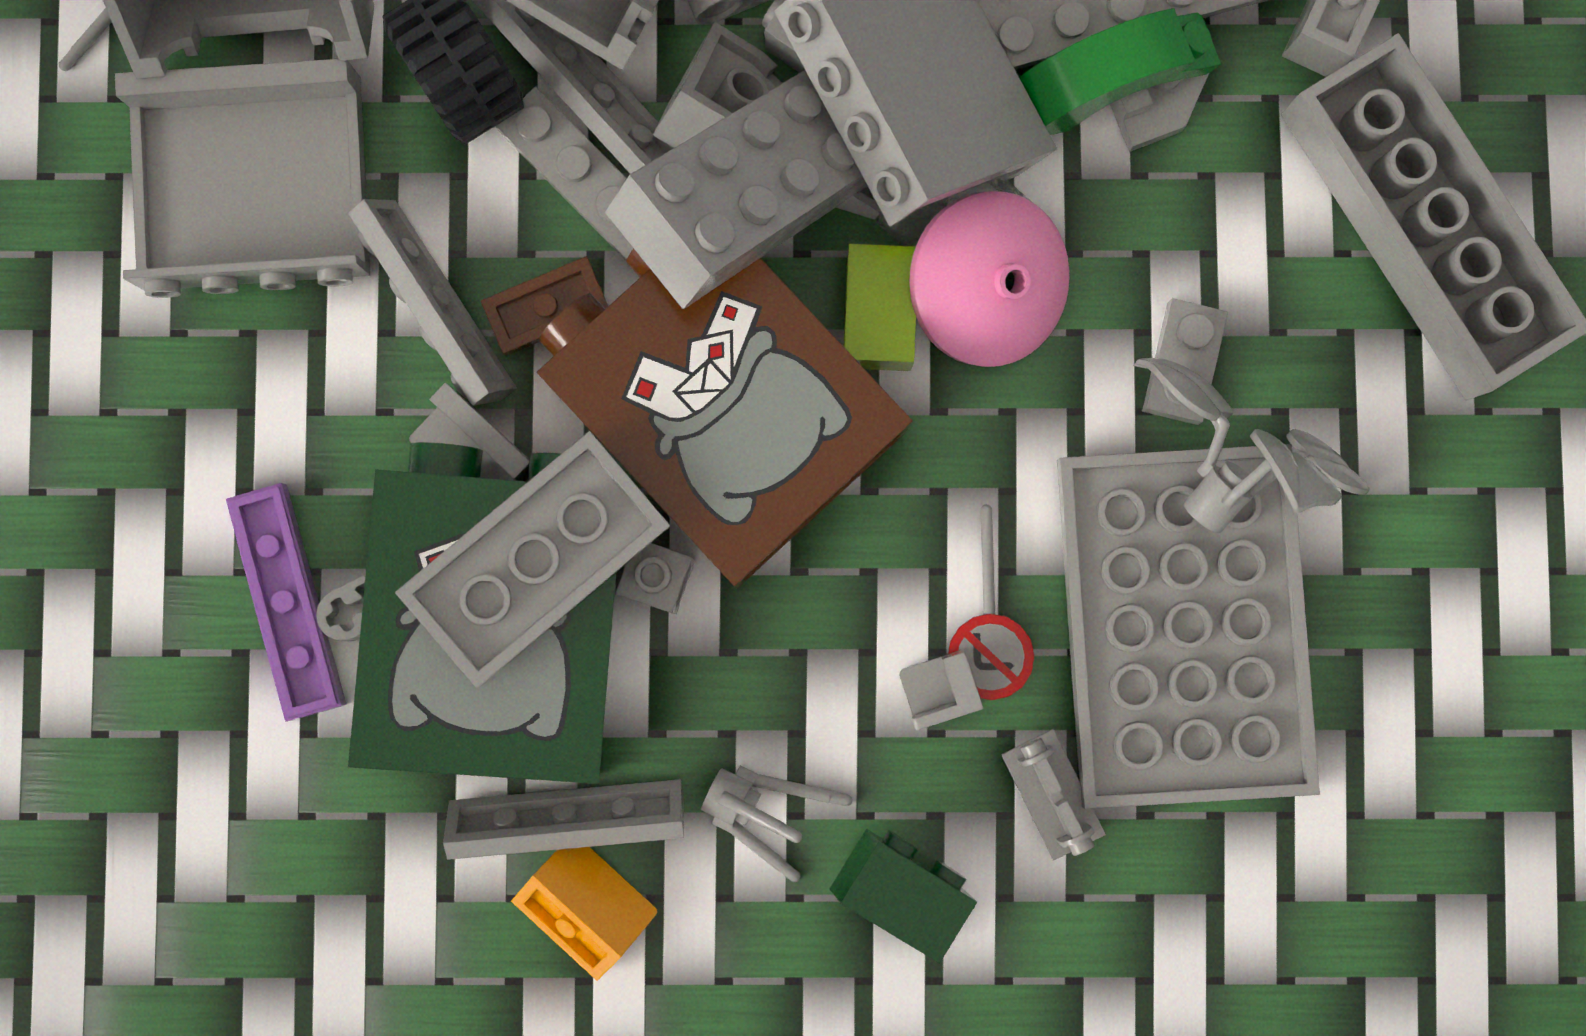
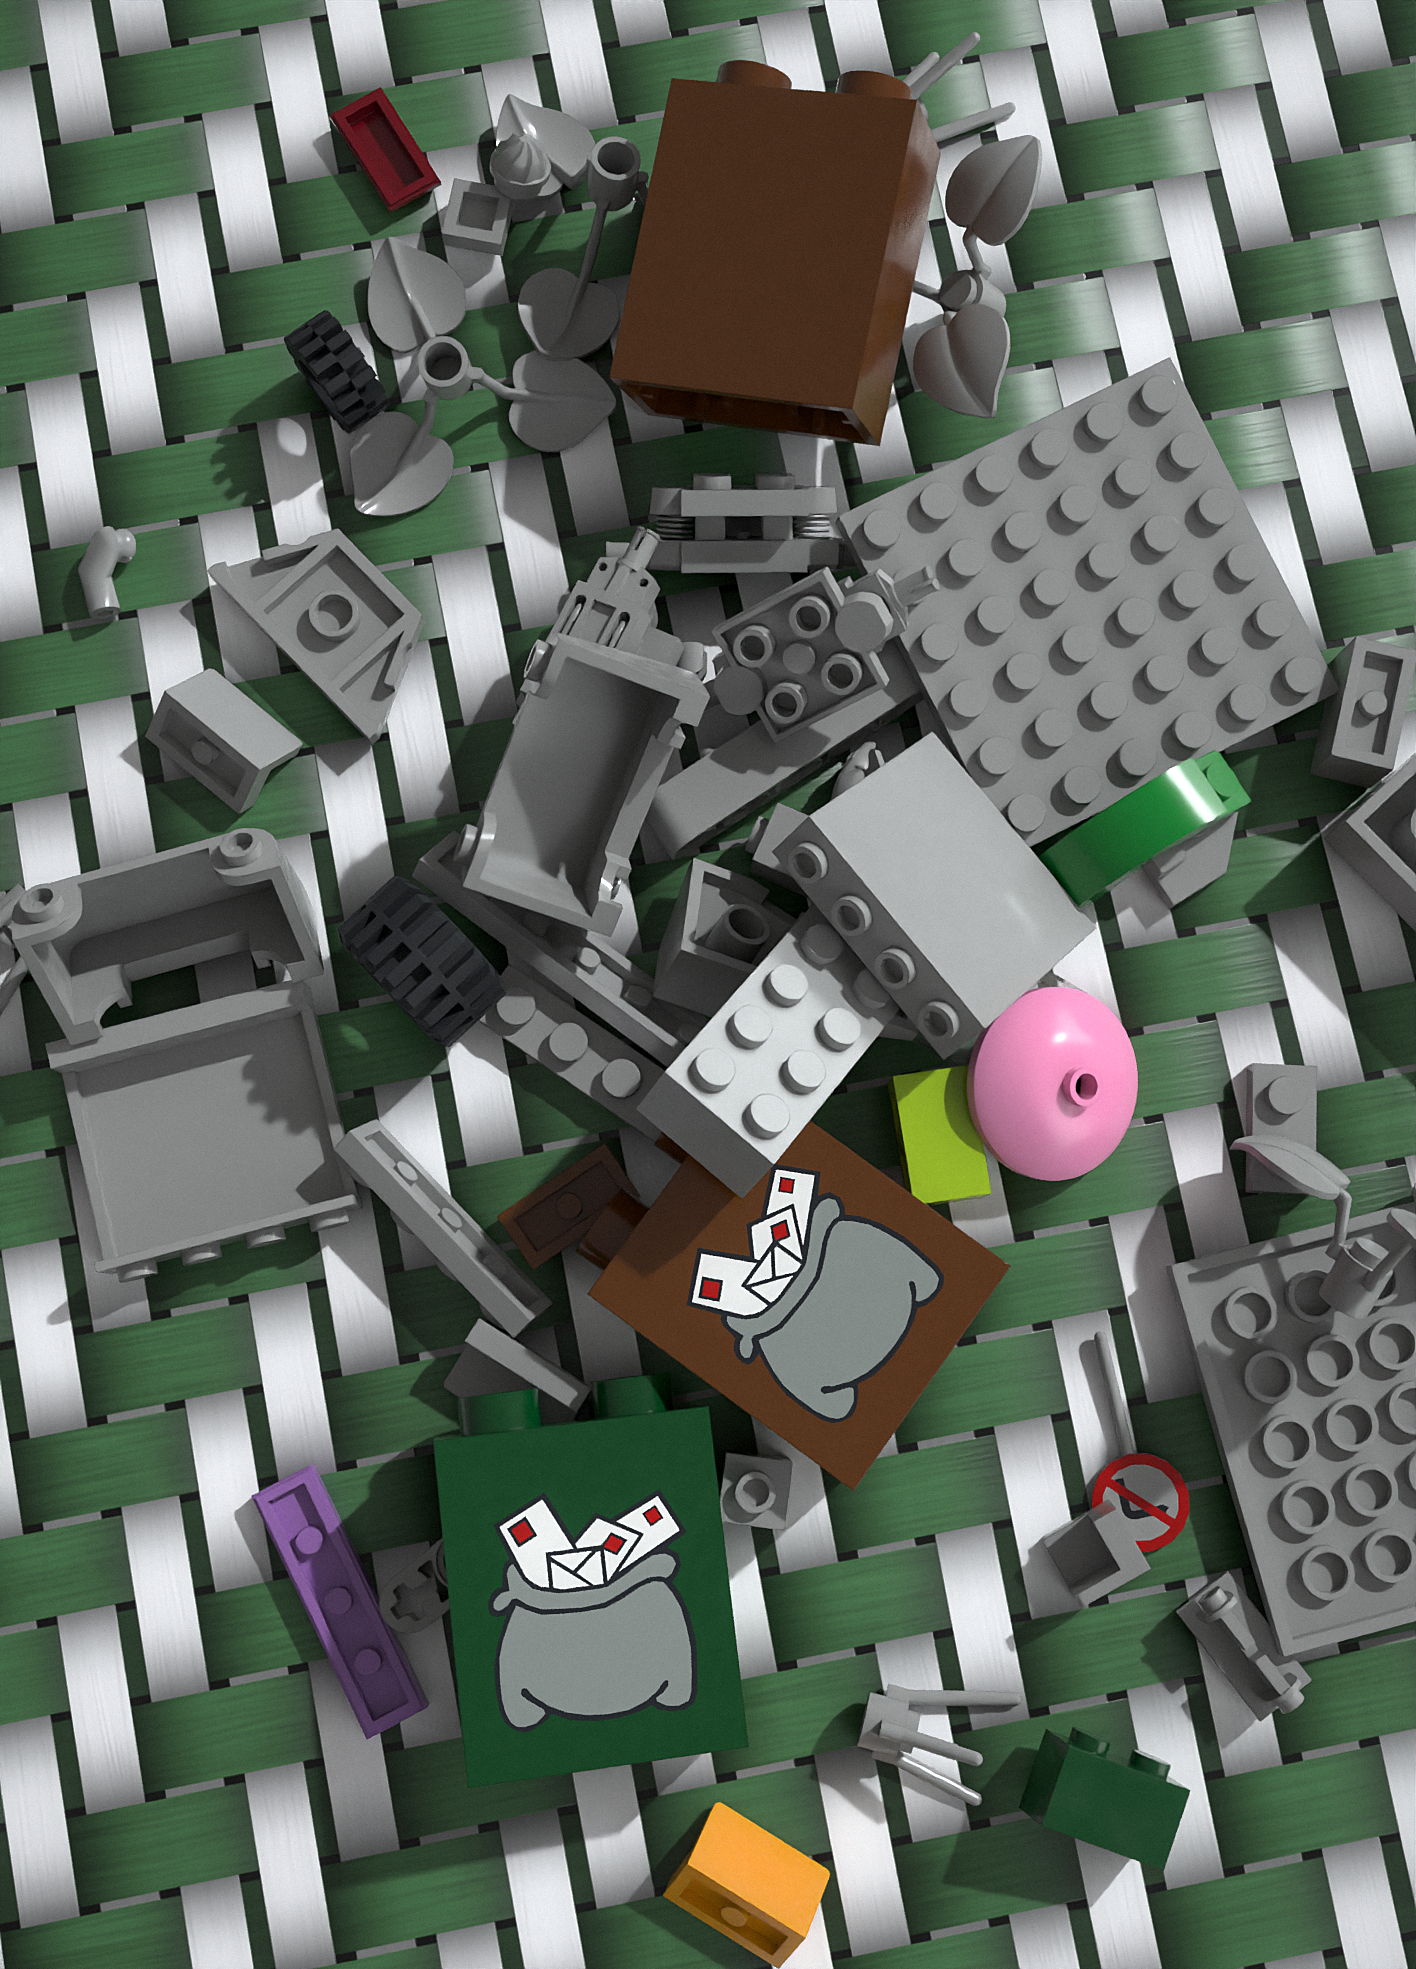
camera: 15 degrees left, 5 degrees down
(532, 559) = (629, 1510): light grey plate -> none
(564, 819) = (706, 1789): light grey plate -> none

